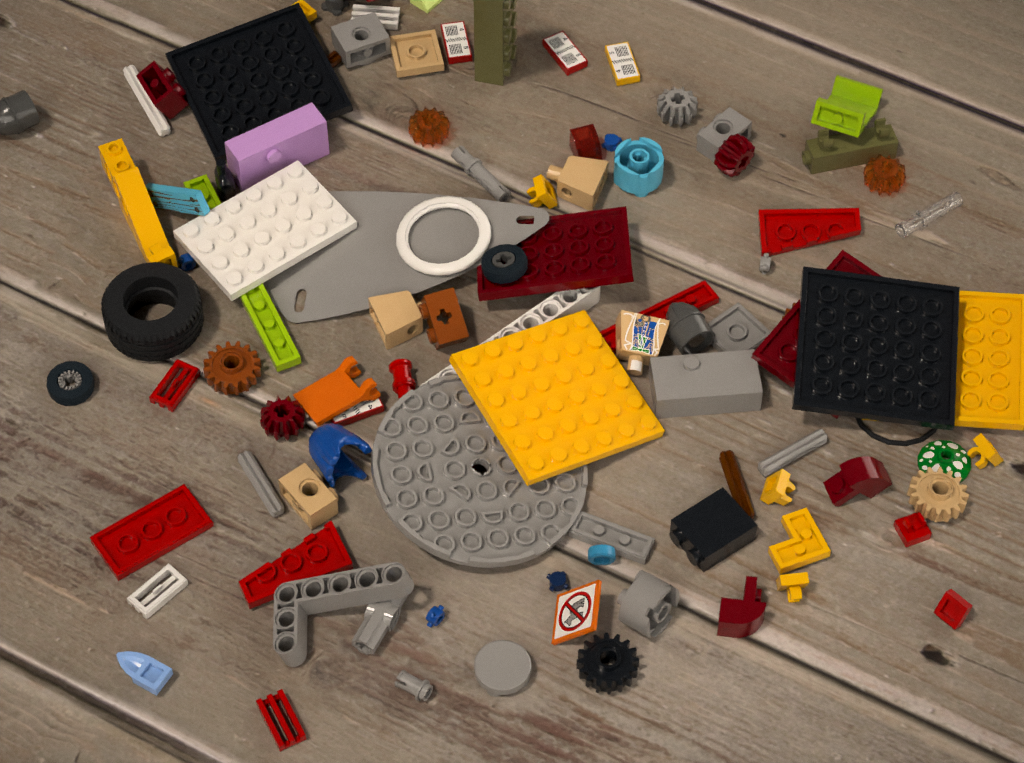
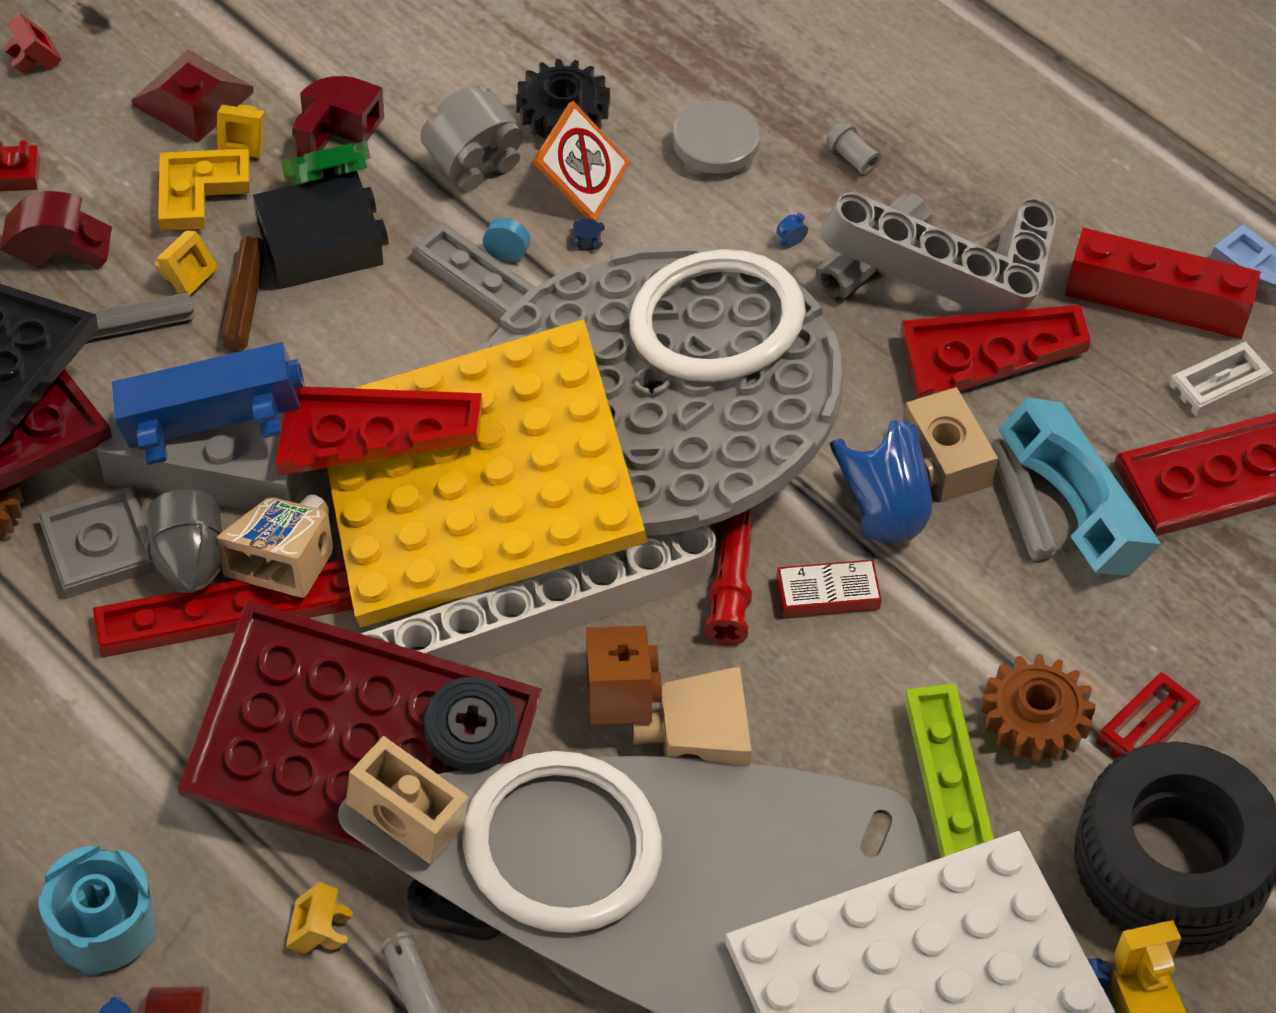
camera: 165 degrees left, 0 degrees up
(200, 632) = (1162, 283): none -> red brick
(209, 464) = (1109, 525): none -> medium azure arch
(272, 701) = (1052, 136): red tile -> none
(282, 418) = (964, 588): dark red gear -> none
(336, 393) = (863, 606): orange flag -> none
(445, 542) = (721, 368): none -> white wedge
(516, 209) = (406, 799): none -> tan brick
(580, 180) = (227, 926): tan torso -> none
(625, 384) = (373, 424): none -> red wing
(705, 367) = (207, 396): none -> blue brick
(714, 560) = (340, 158): none -> green plate
(840, 607) = (191, 94): none -> dark red slope

